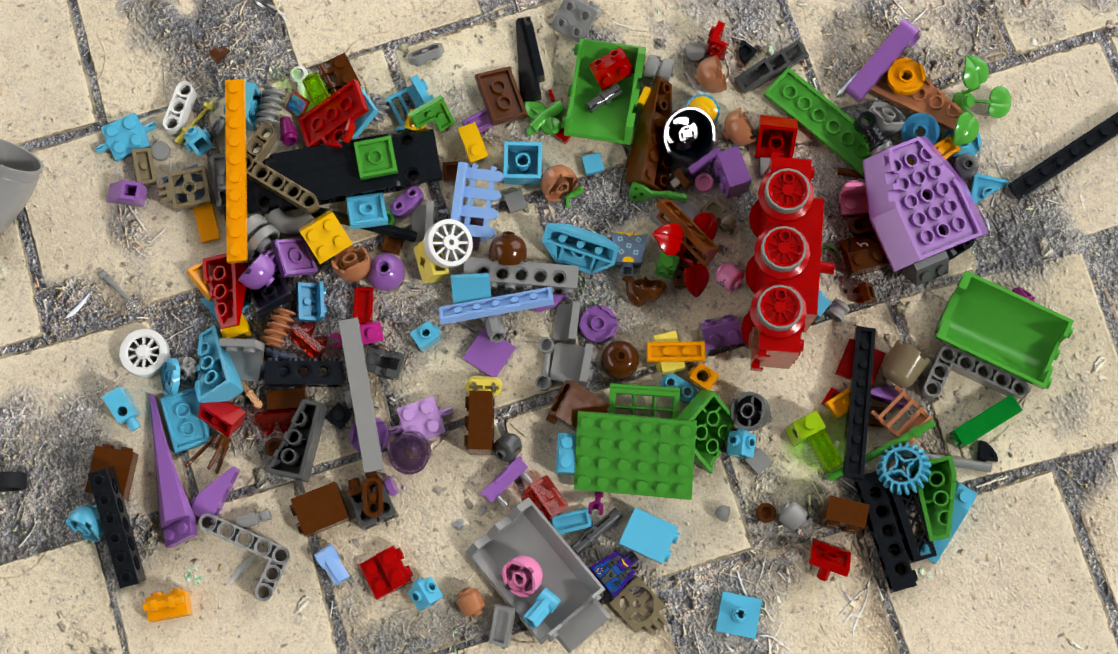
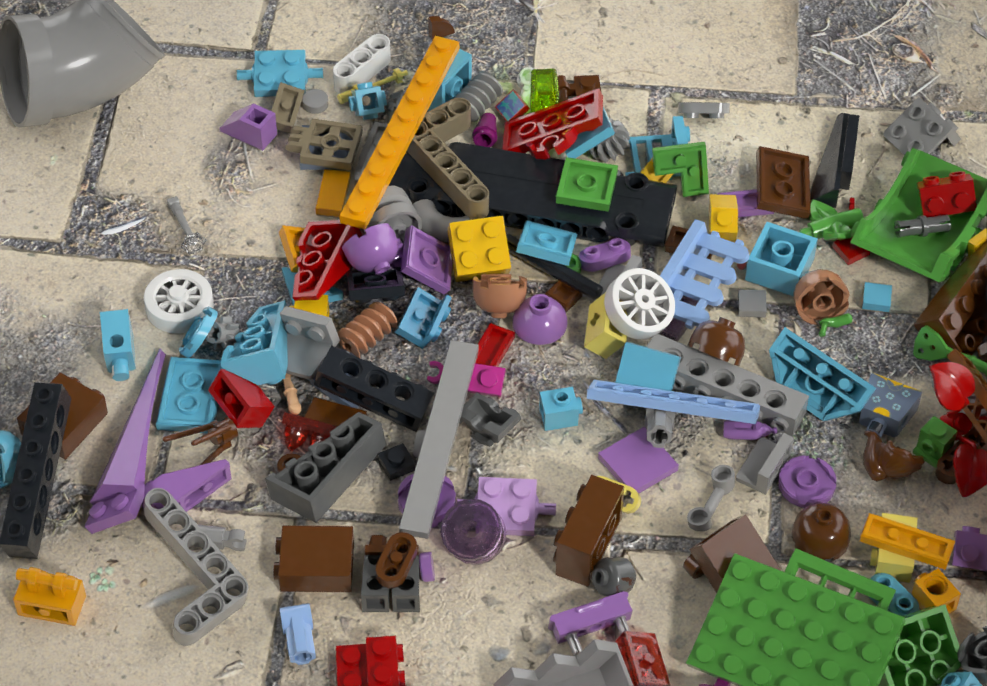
camera: 20 degrees right, 25 degrees down
(303, 337) = (395, 355): clear red tile -> none
(566, 454) = (691, 615): medium azure brick -> none
(572, 363) = (758, 506): light grey bracket -> none

